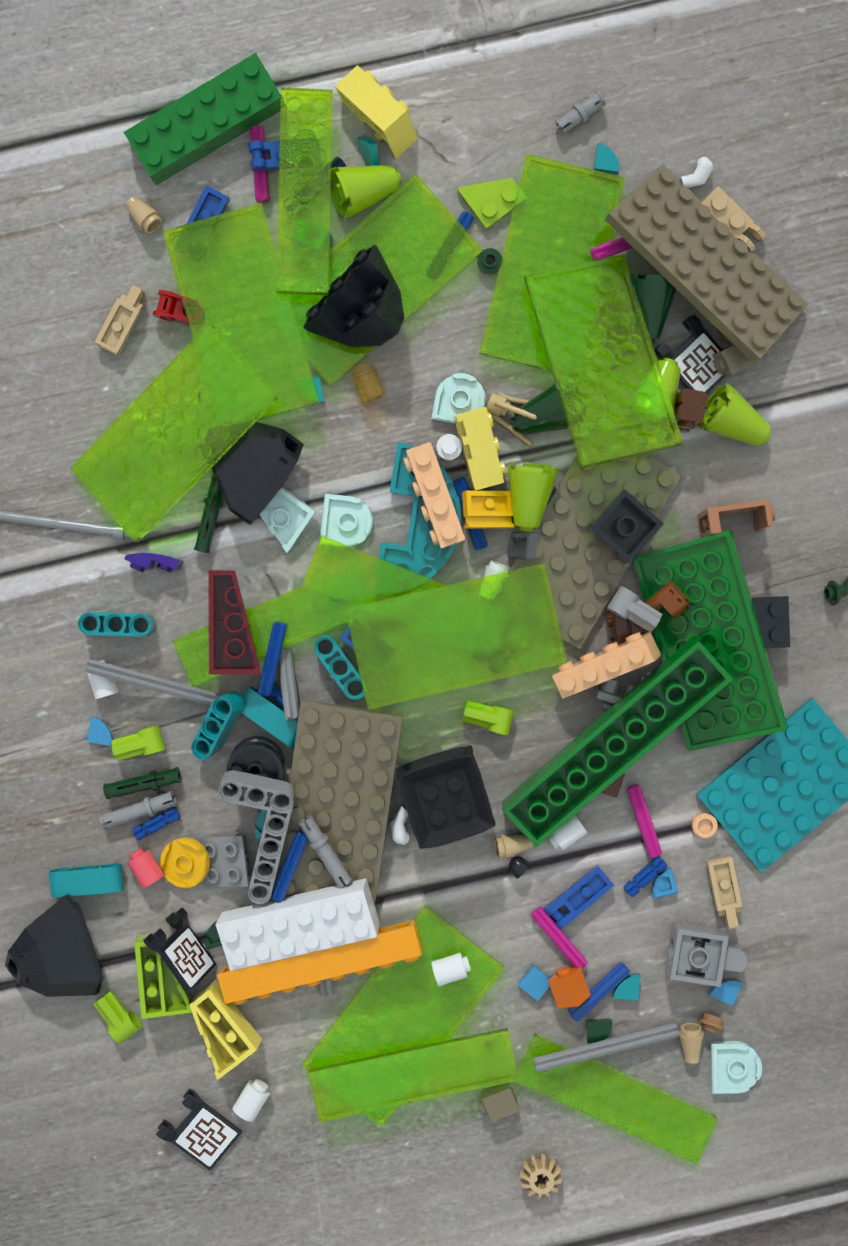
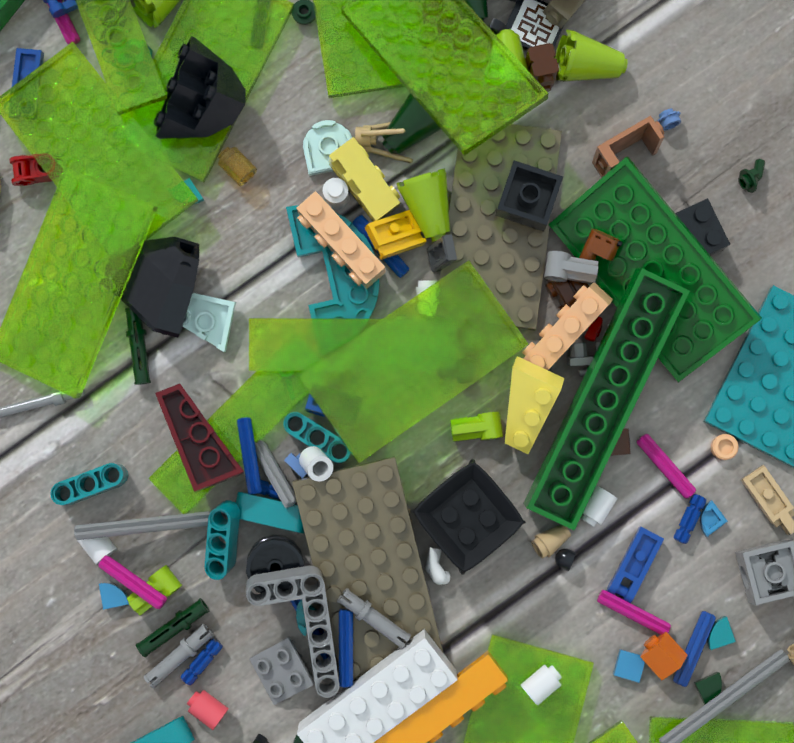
camera: 25 degrees left, 5 degrees down
(121, 729) = (132, 582): none -> dark pink axle
(147, 560) = (95, 412): dark purple slope -> none
(185, 862) = (244, 688): yellow tile -> none
(314, 684) = (293, 462): none -> medium blue plate
(329, 693) = (316, 463): none -> white brick
(346, 519) = (267, 297): light aqua tile -> none
(547, 716) = (530, 402): none -> light yellow wedge
(629, 676) = (594, 329): none -> red tile
(785, 505) = (669, 119): none -> medium blue plate

